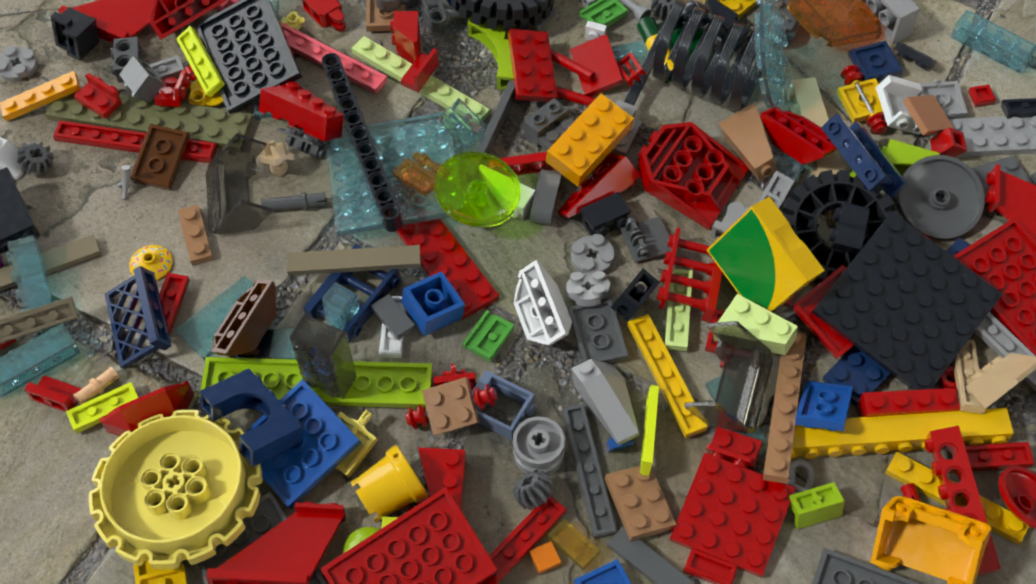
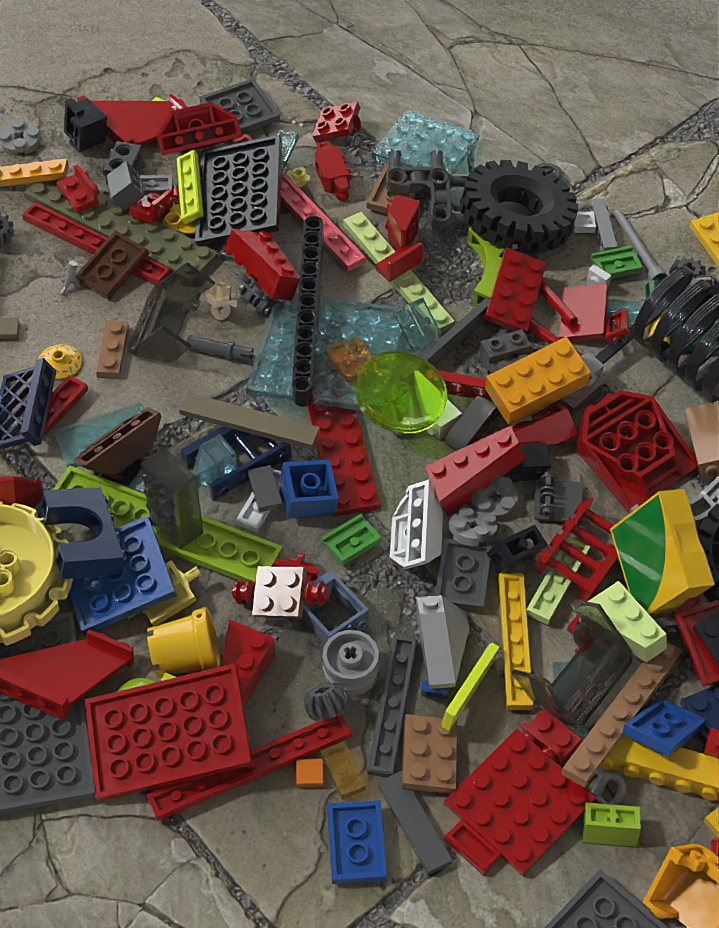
camera: 20 degrees right, 5 degrees down
(568, 235) = (474, 467): none -> wedge

